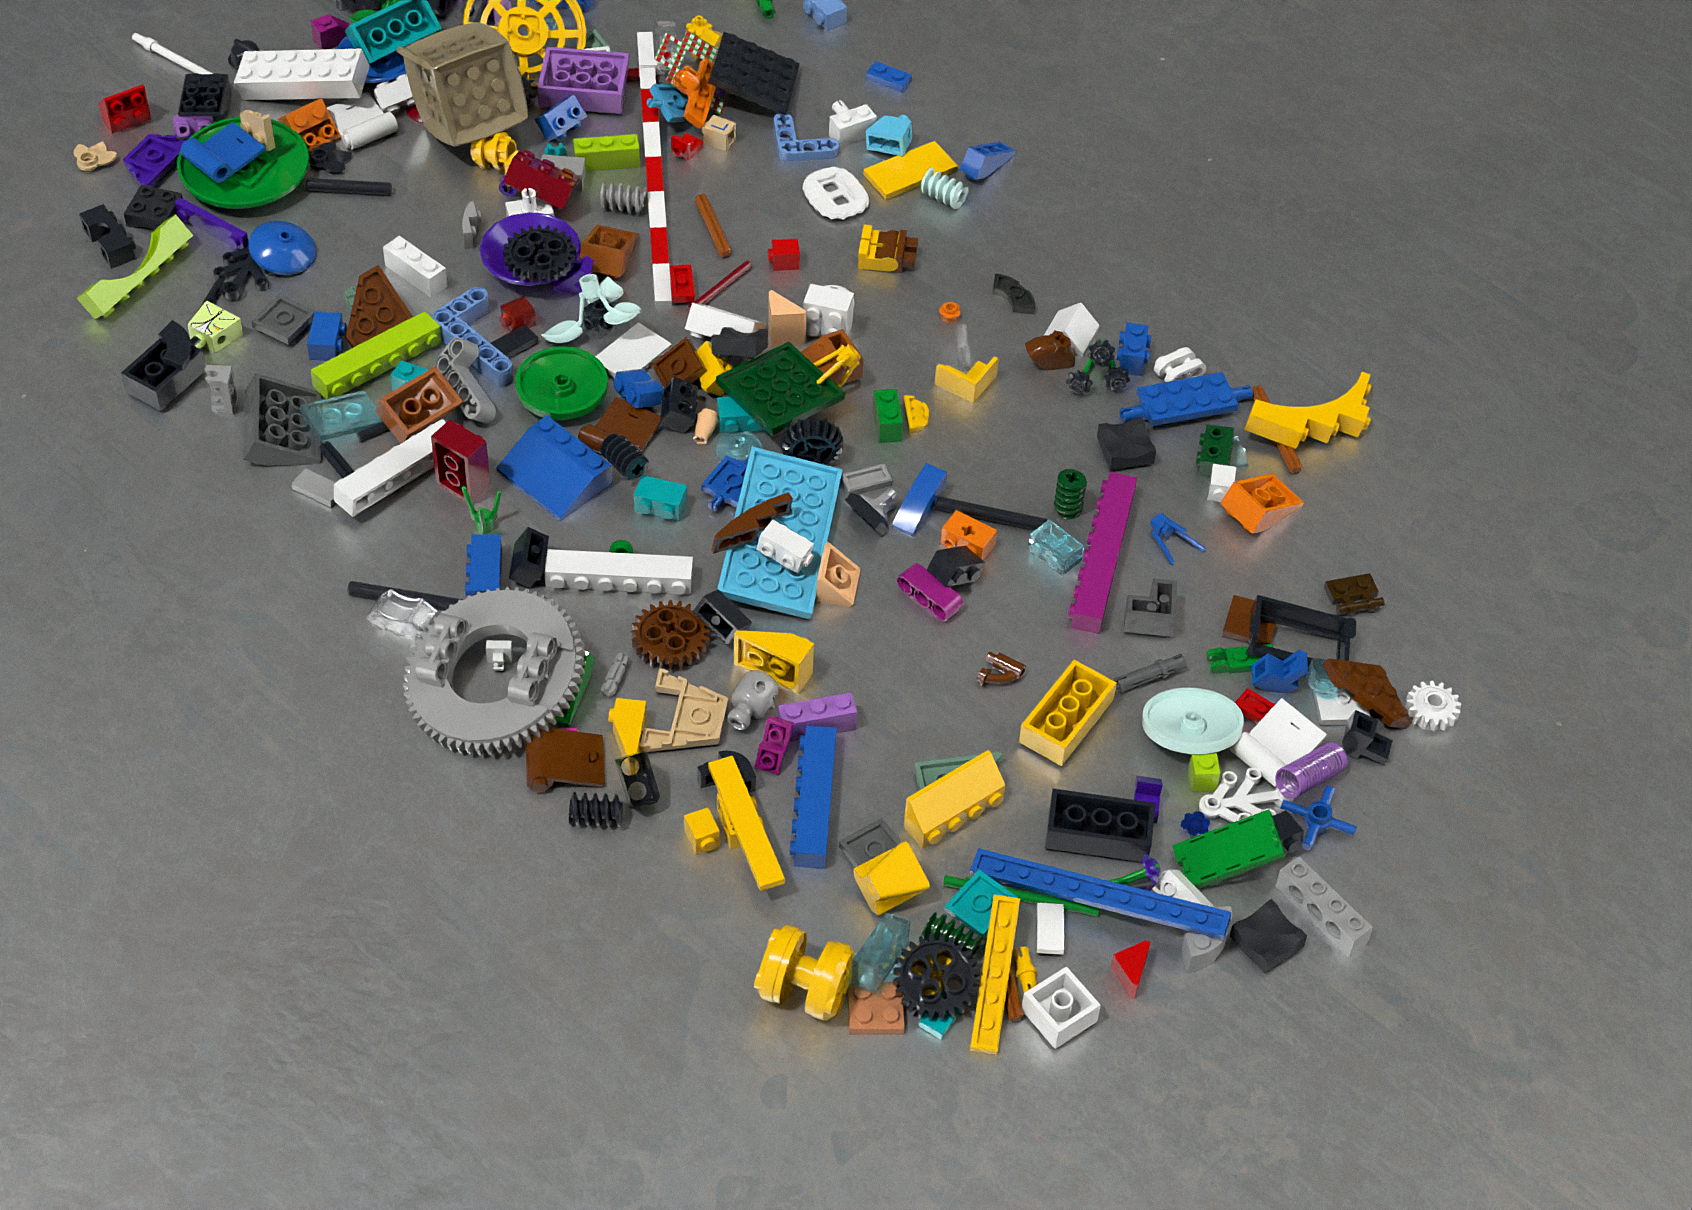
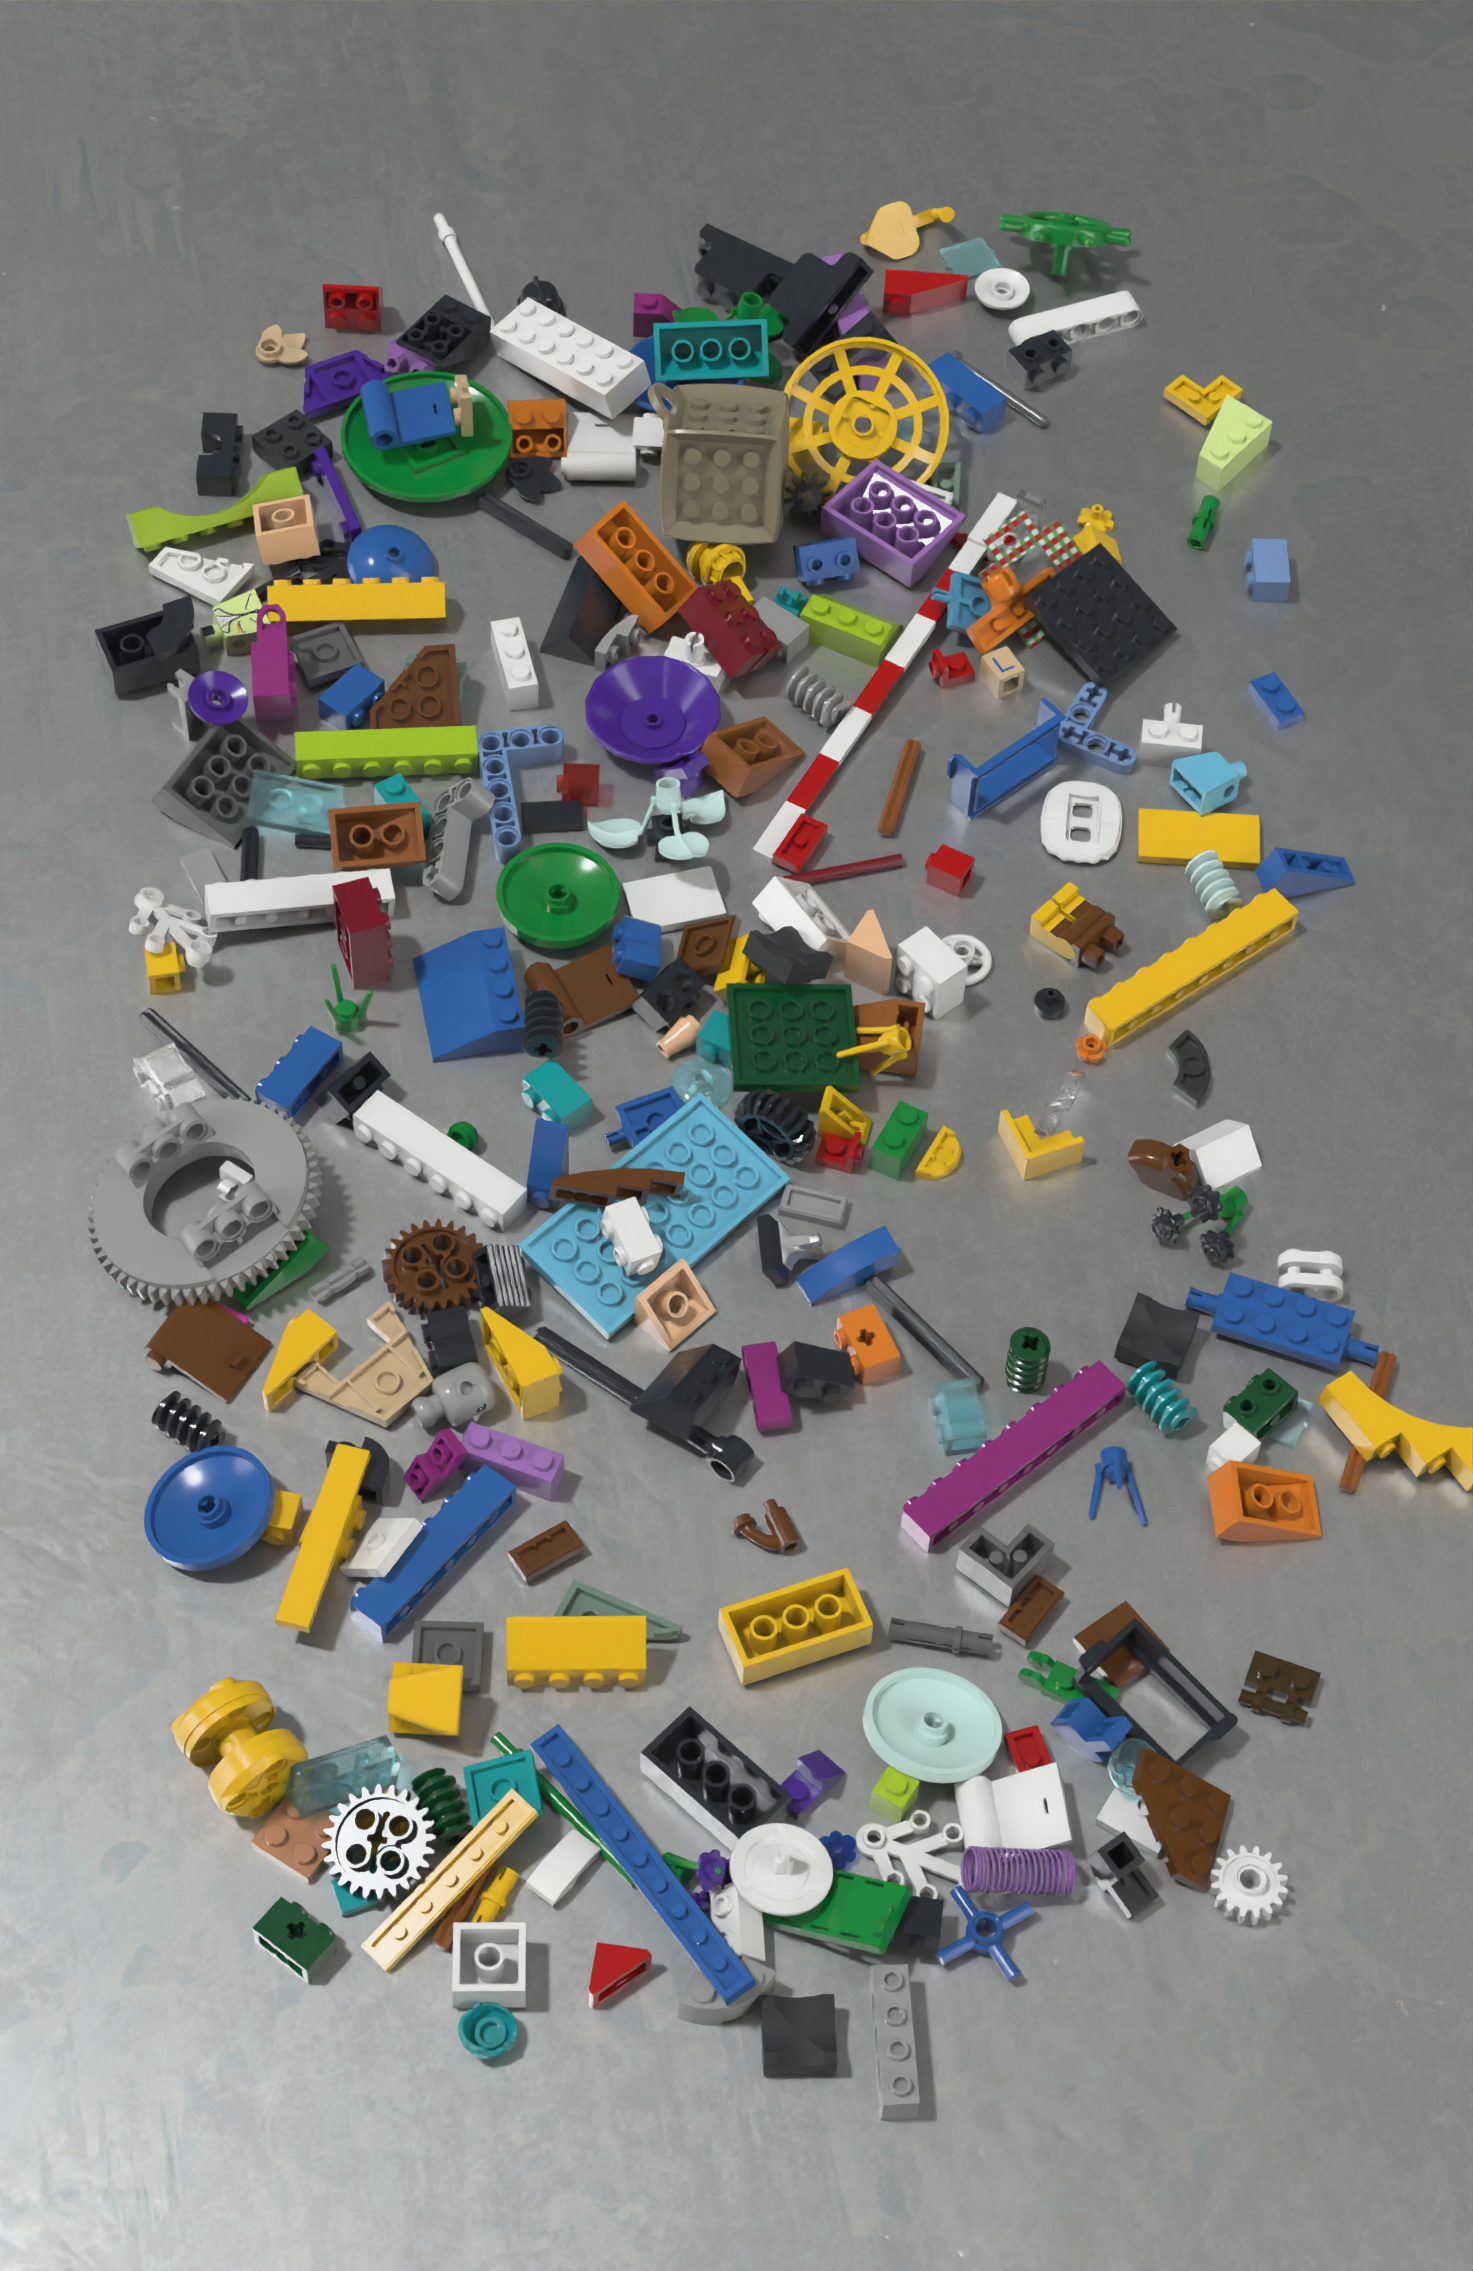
camera: 35 degrees right, 5 degrees up
(156, 313) = (199, 576): none -> white wing
(197, 256) = (286, 530): none -> light nougat brick
(247, 369) = (218, 687): none -> dark purple dish
(264, 339) = (273, 669): none -> magenta brick
(281, 277) = (358, 601): none -> yellow brick
(323, 521) = (151, 902): none -> white plant
(338, 553) = (164, 969): none -> yellow brick
(431, 213) = (582, 616): none -> black slope
(452, 170) = (636, 566): none -> orange brick
(539, 254) = (649, 722): black gear -> none
(644, 768) = (237, 1417): black piece -> none
(655, 849) = (209, 1508): none -> blue dish
(696, 532) = (547, 1161): none -> blue slope
(717, 670) = (449, 1339): none -> black brick
(764, 194) = (984, 786): none -> blue piece
(784, 809) = (381, 1547): none -> white plate
(847, 421) = (841, 1117): none -> yellow slope
(858, 441) = (840, 1152): none -> red bracket
(881, 757) = (546, 1551): none -> reddish brown plate
(889, 615) = (688, 1389): none -> black slope
(904, 299) = (1049, 1003): none -> black tile
(929, 1068) = (302, 1956): none -> dark green brick
(942, 641) = (725, 1455): none -> black piece
(968, 239) = (1190, 967): none -> yellow brick
(1091, 1046) = (487, 2030): none -> teal hair
(1134, 345) = (1271, 1220): blue brick -> none
(1159, 476) = (1158, 1399): none -> teal piece
(1186, 845) = (781, 1869): none -> white piece
(1187, 630) = (1030, 1610): none -> reddish brown plate

